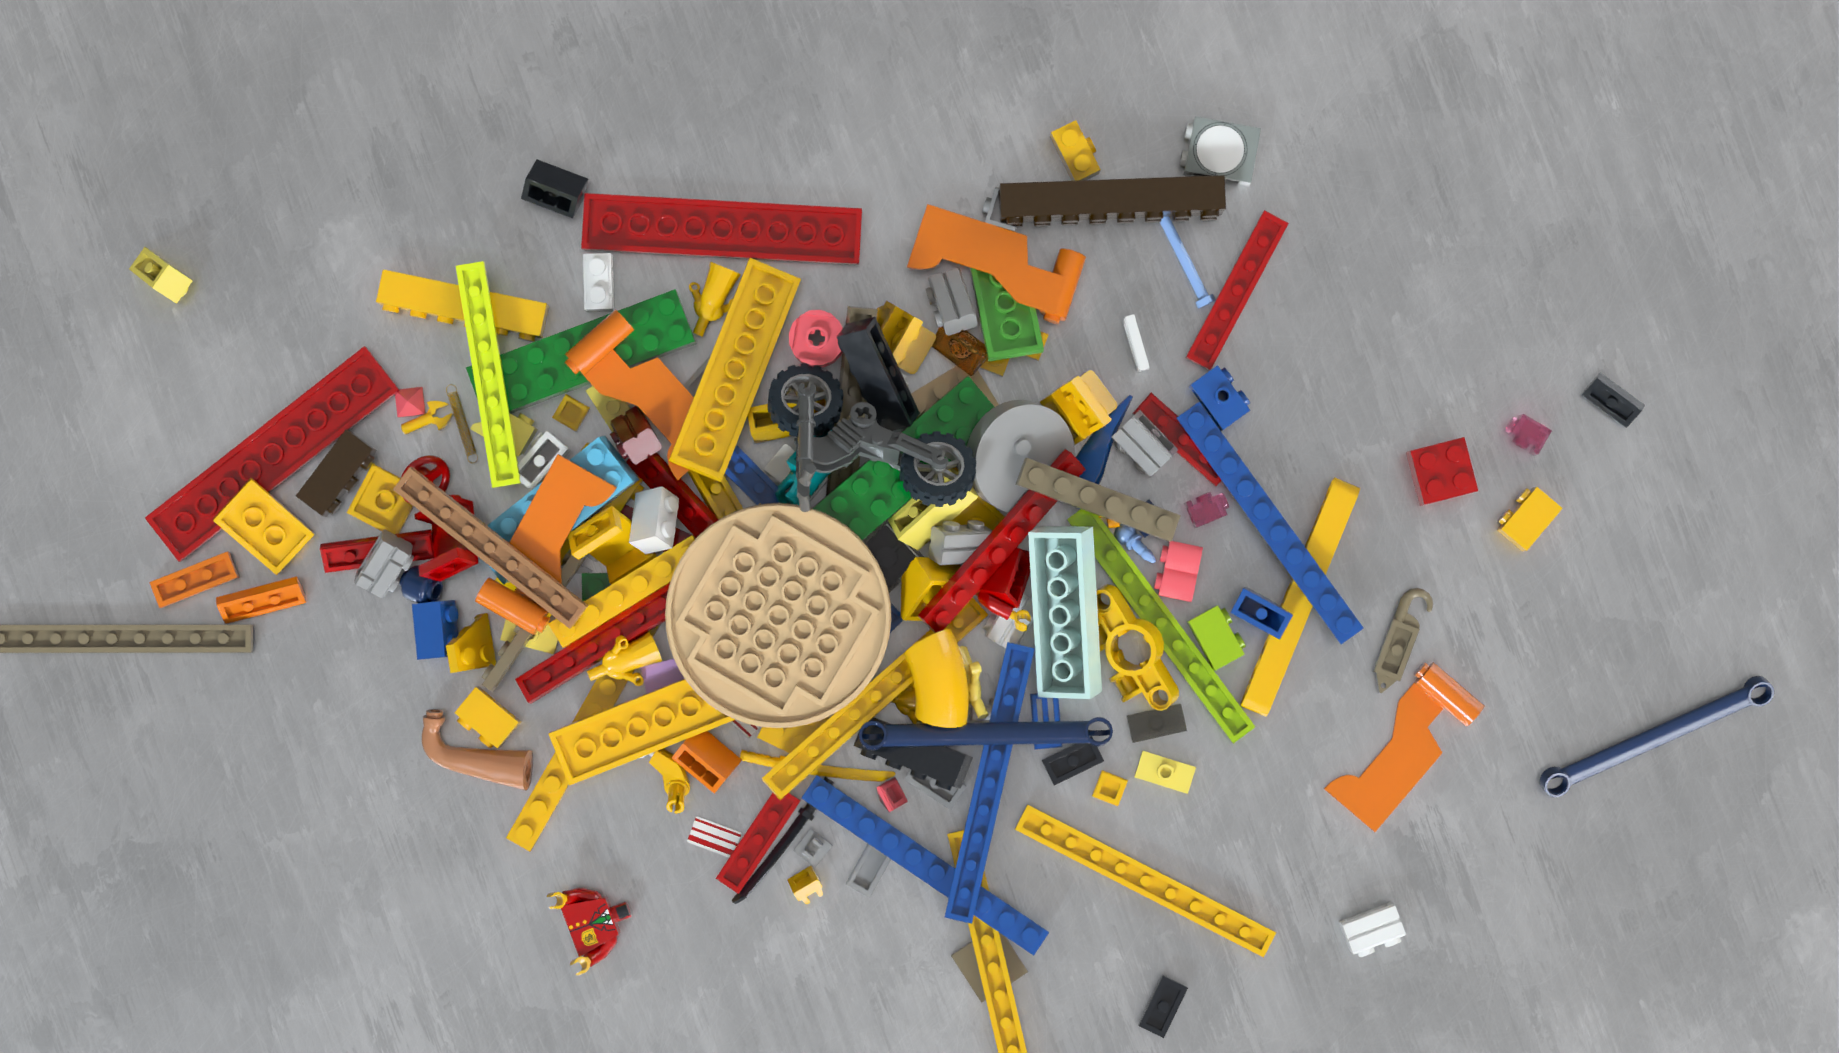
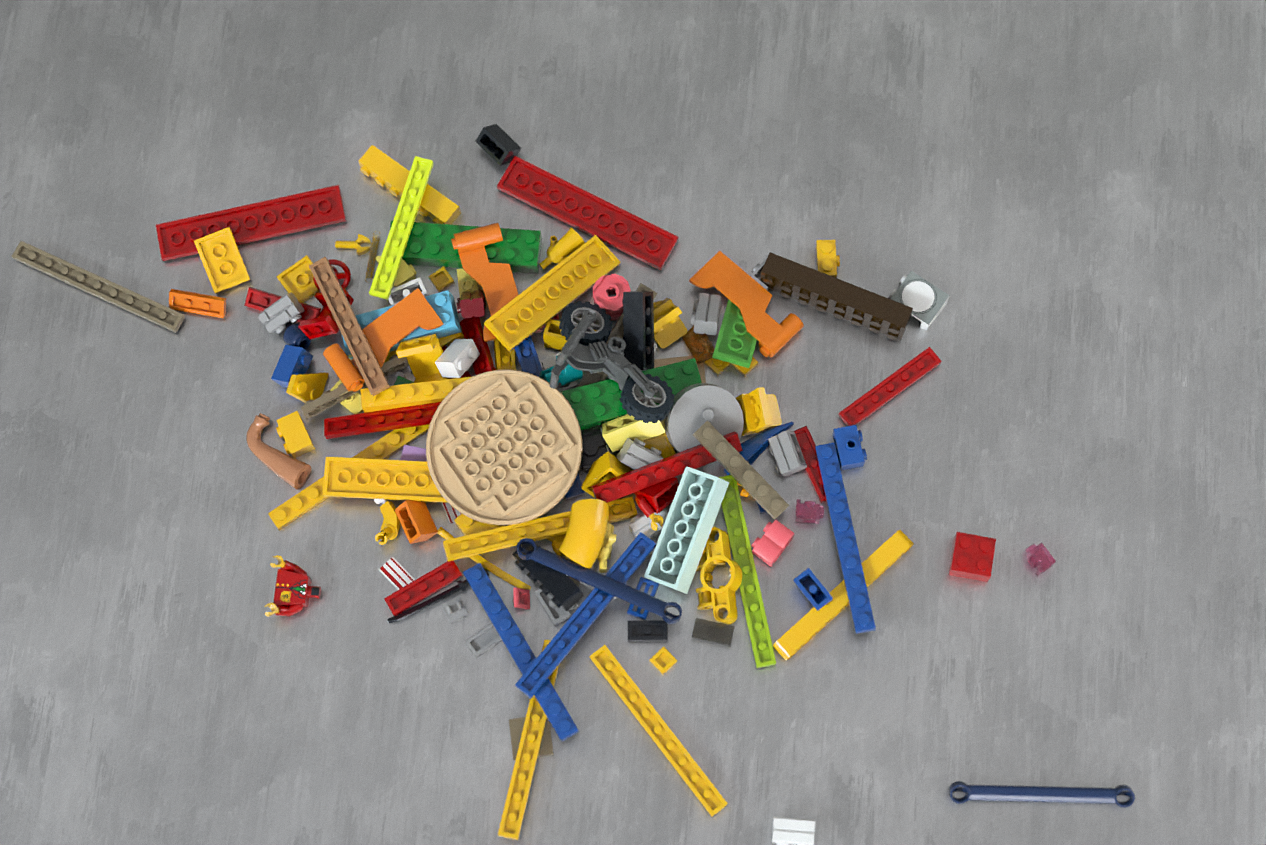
camera: 35 degrees right, 15 degrees down
(160, 275) = (242, 94): light yellow slope -> none
(194, 579) = (165, 274): orange plate -> none
(337, 474) = (282, 250): dark brown brick -> none
(410, 402) = (348, 230): coral slope -> none
(598, 282) = (497, 207): white brick -> none
(626, 658) = (395, 435): yellow piece -> none
(804, 884) = (438, 628): yellow tile -> none
(1127, 536) = (750, 508): light blue bar -> none
(1135, 343) = (810, 391): white tile -> none
(1163, 1006) = (630, 818): black plate -> none
(1165, 772) = (704, 666): light yellow plate -> none
(1186, 263) = (867, 385): light blue bar -> none
(1216, 637) = (777, 594): lime brick -> none
(1399, 640) = (896, 652): dark tan plate -> none
(1410, 749) = (872, 727): orange door -> none
(1528, 518) = (1017, 612): yellow brick -> none
(1613, 400) = (1105, 562): black plate -> none

